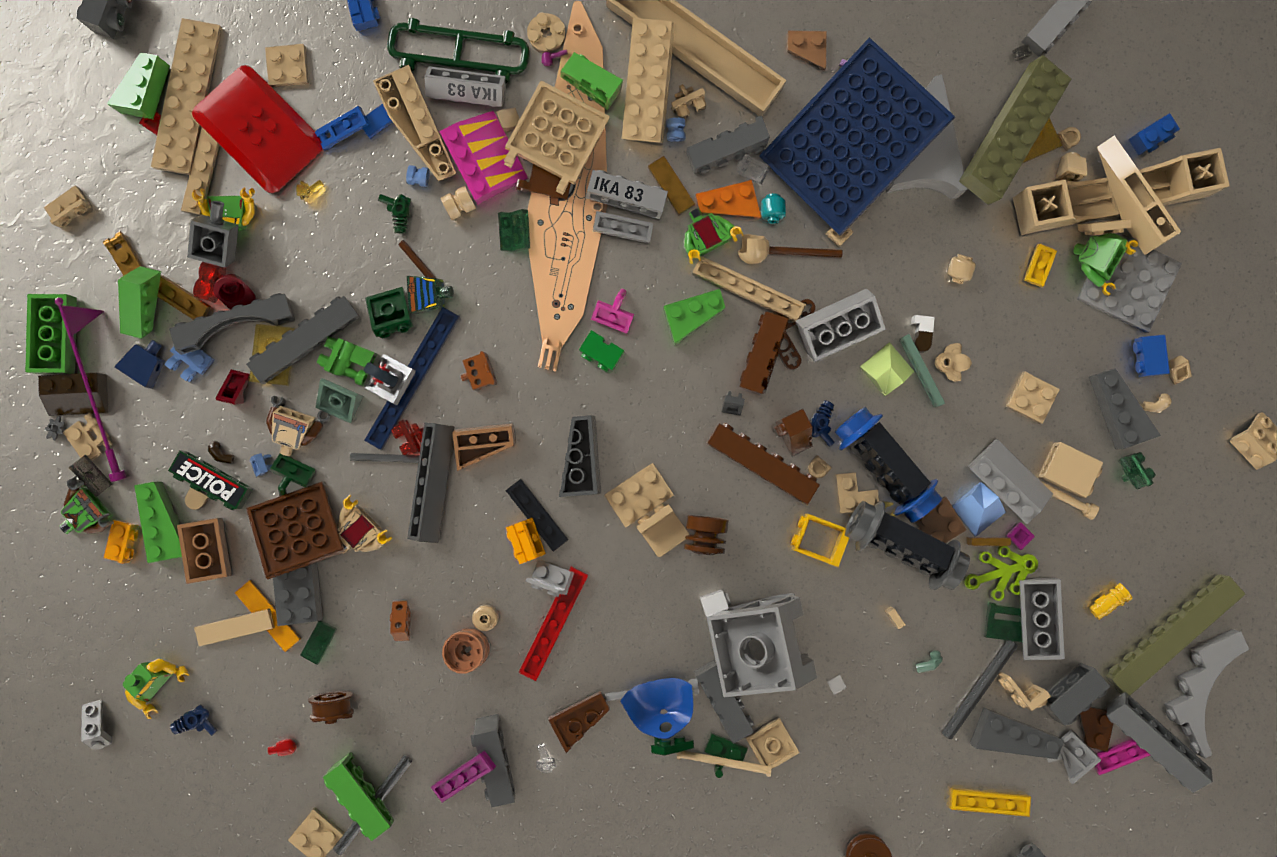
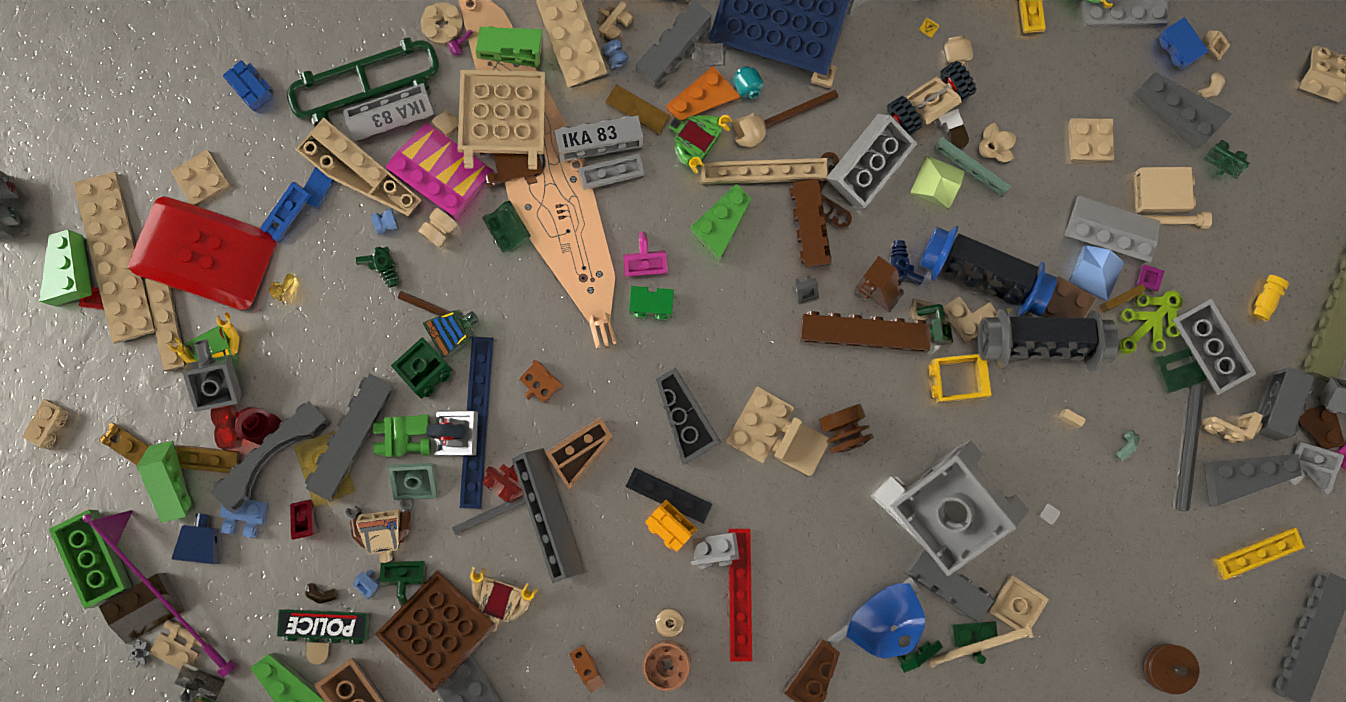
camera: 25 degrees left, 5 degrees down
(825, 492) = (940, 328): none -> dark green plate
(918, 298) = (933, 98): none -> plate
(947, 236) = (929, 27): none -> yellow sticker

